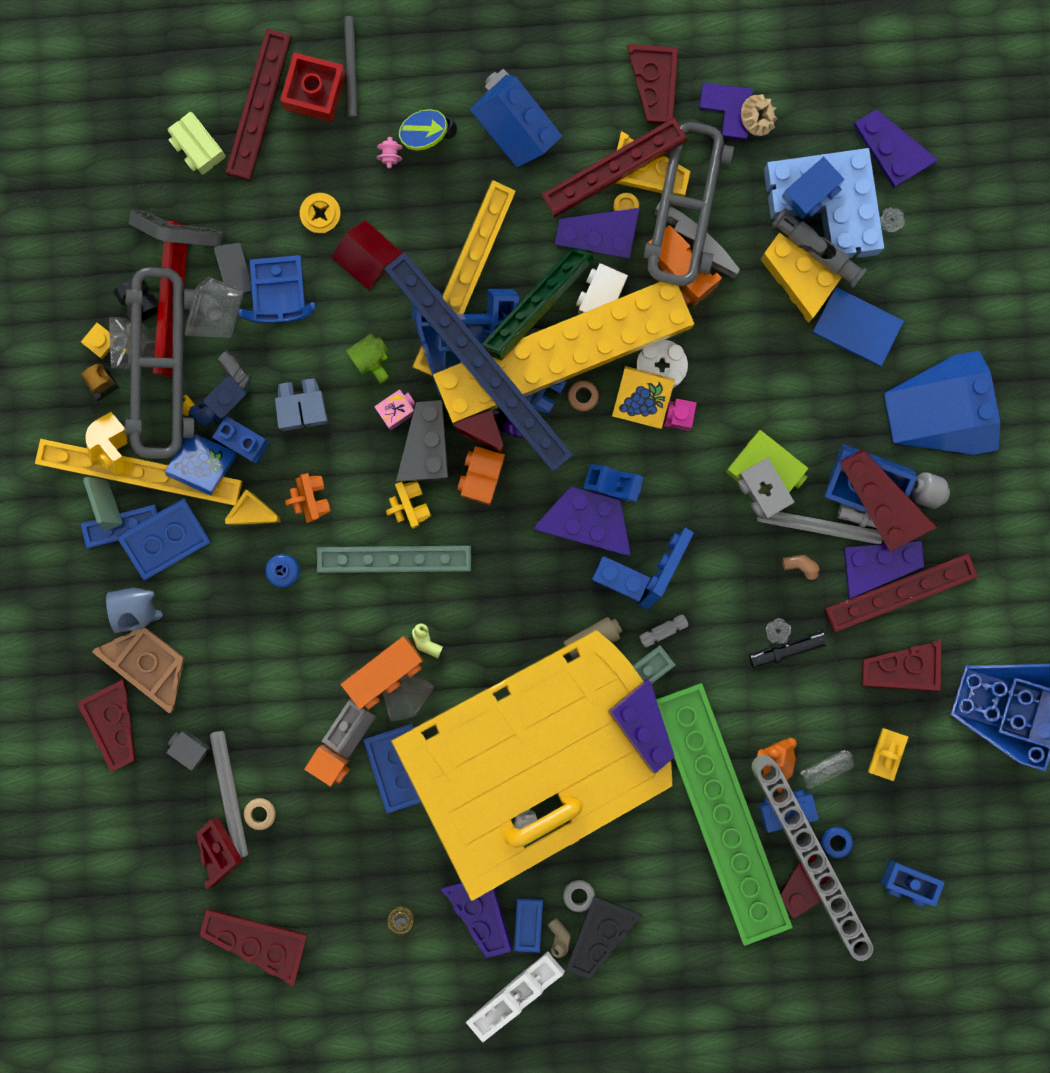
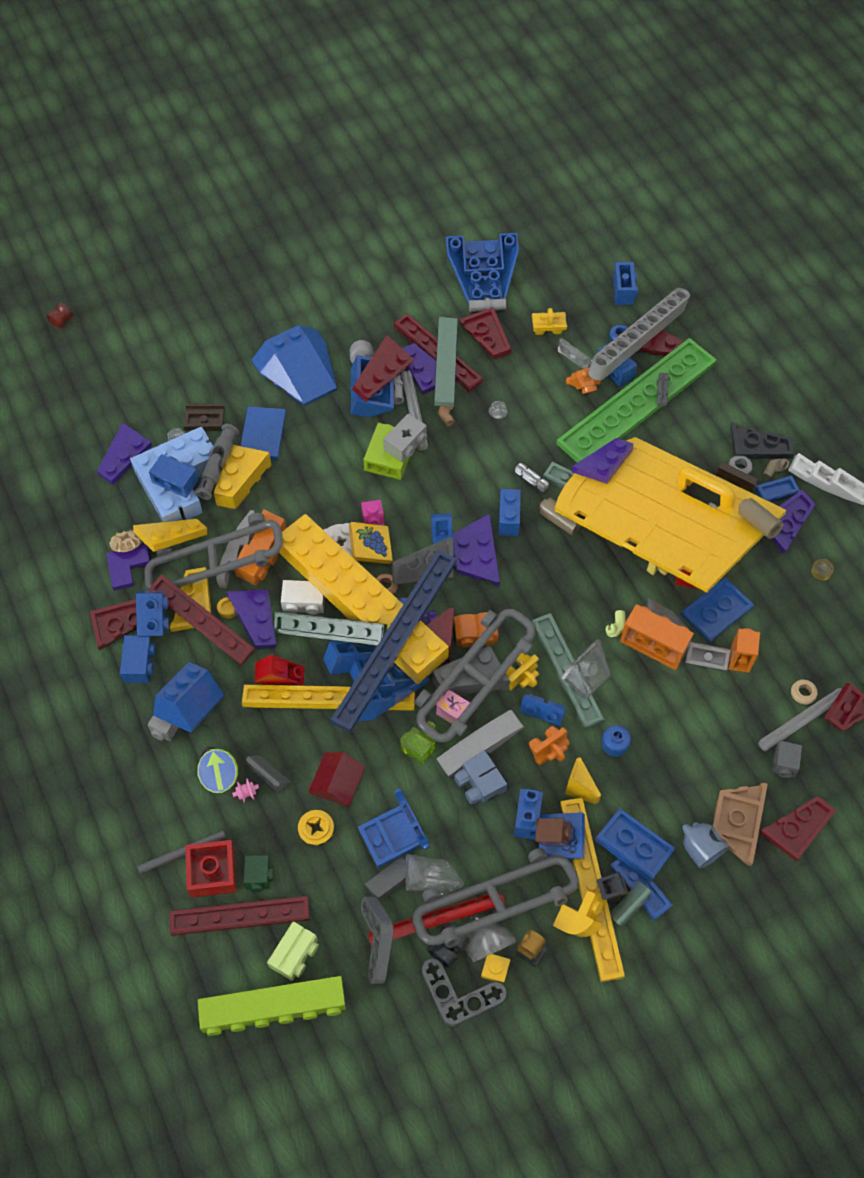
camera: 110 degrees left, 25 degrees down
(85, 284) = (453, 1002): none -> dark grey beam
(124, 492) = (612, 886): none -> black leg
(151, 105) = (271, 1005): none -> lime brick
(202, 452) = (553, 832): none -> reddish brown brick
(224, 396) = (499, 837): dark blue torso -> none
(292, 135) = (258, 873): none -> dark green brick
(342, 423) = (485, 738): none -> light grey slope
(349, 515) = (549, 712): none -> blue hinge
(376, 577) = (588, 670): none -> clear slope
(402, 183) = (267, 773): none -> dark grey slope
(465, 856) = (760, 518): none -> dark tan brick
(466, 486) = (427, 701): none -> dark grey bar
(514, 234) = (278, 671): none -> red slope
(545, 879) = (736, 477): none -> dark brown plate
(585, 445) = (413, 565): none -> dark grey wing
(595, 84) = (137, 659): none -> blue brick
(639, 111) = (151, 613): none -> blue brick
(666, 568) = (486, 484): blue wing -> none
(721, 850) = (662, 390): none -> dark grey axle
(746, 166) = (166, 534): none -> yellow wing
(776, 653) = (520, 412): black pin -> none
(875, 593) = (445, 362): none -> sand green tile
(908, 262) = (205, 415): none -> dark brown plate
(951, 687) = (480, 305): none -> light grey pin

